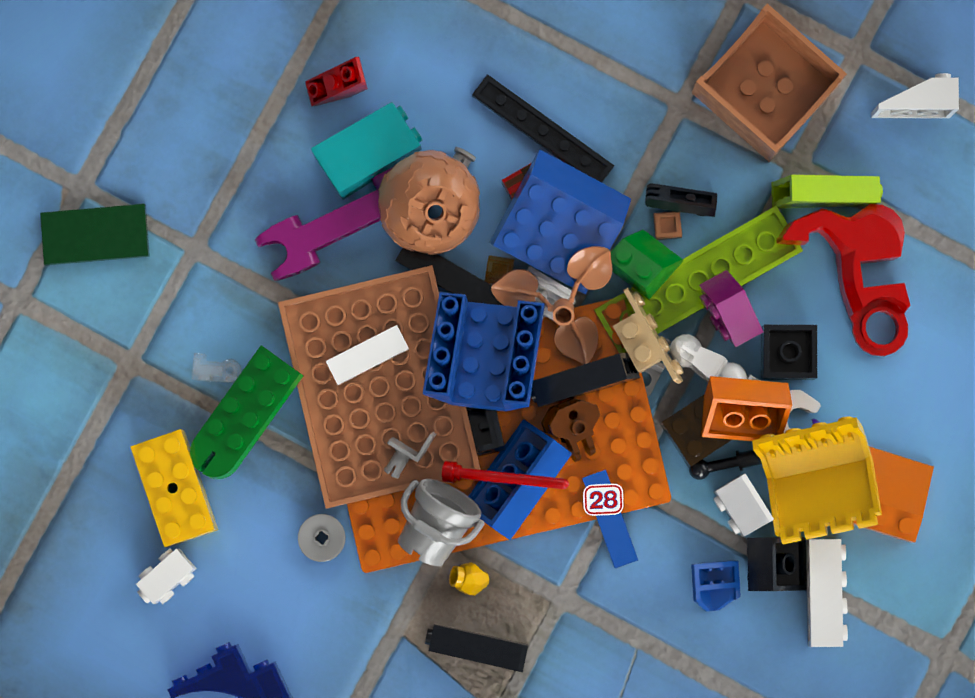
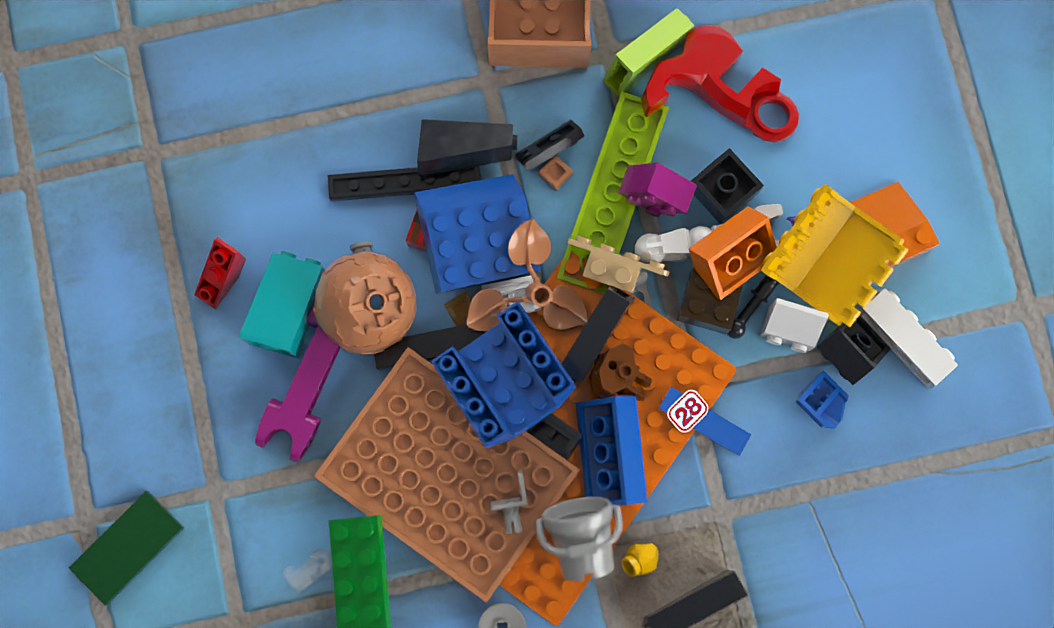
camera: 50 degrees left, 5 degrees down
(367, 355) = (417, 456): white tile -> none
(453, 472) = (560, 488): red piece -> none
(612, 141) = (462, 145): none -> black slope
(643, 262) = (564, 212): green slope -> none

